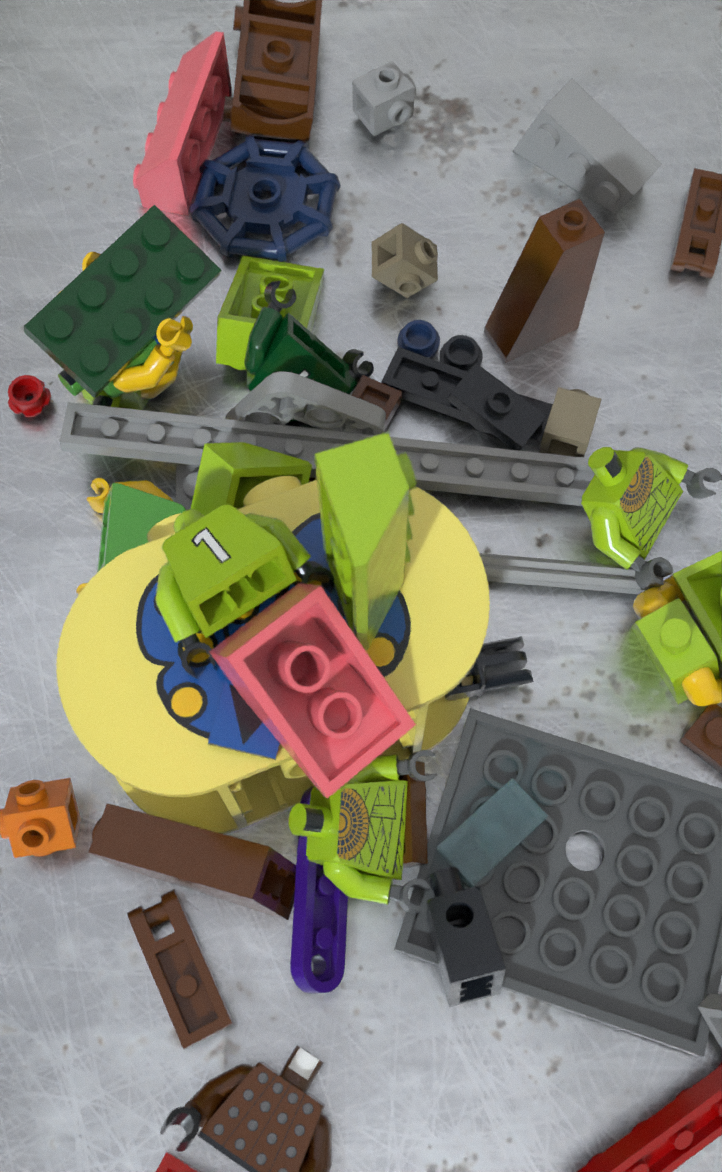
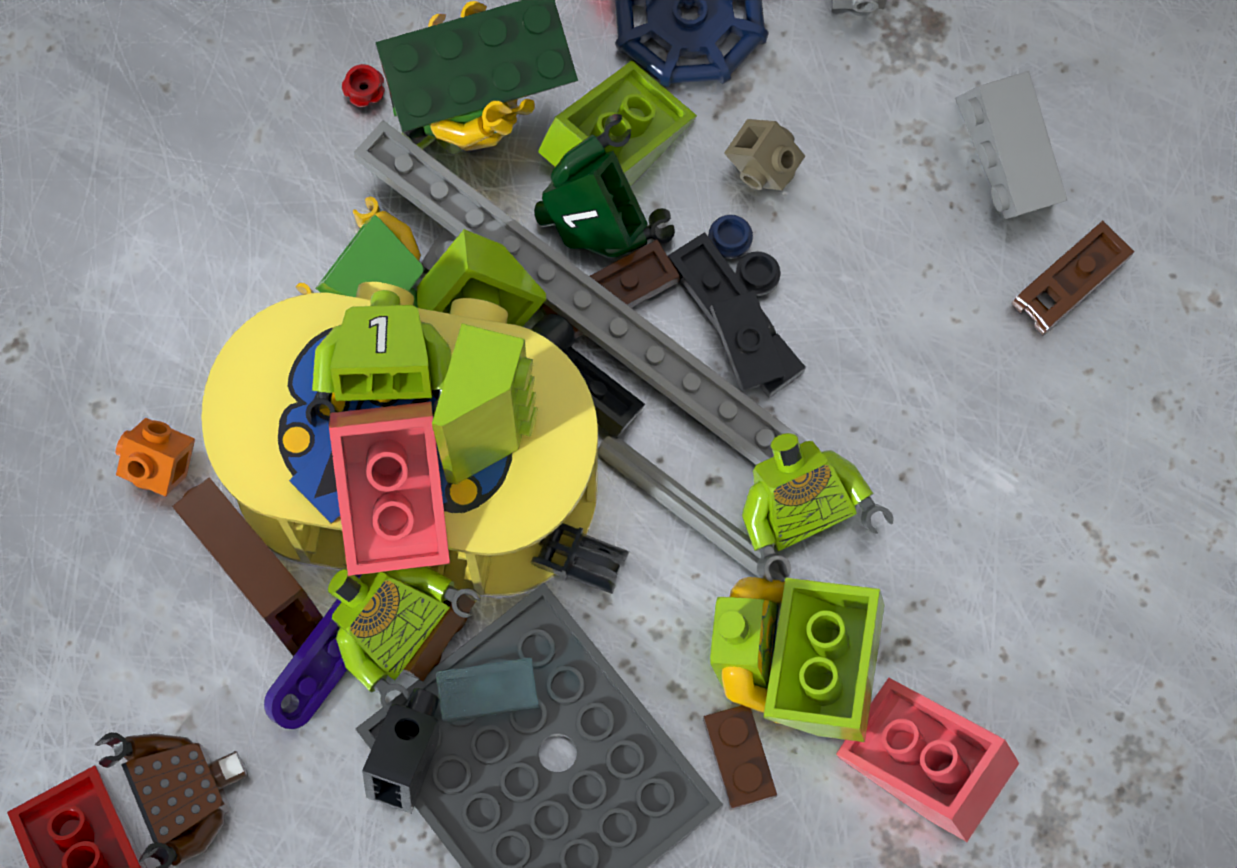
camera: 30 degrees right, 5 degrees up
(180, 971) = (187, 640): reddish brown plate -> none
(292, 396) = (564, 229): light grey beam -> none
(547, 283) = (857, 258): reddish brown slope -> none
(570, 423) = (805, 394): dark tan brick -> none

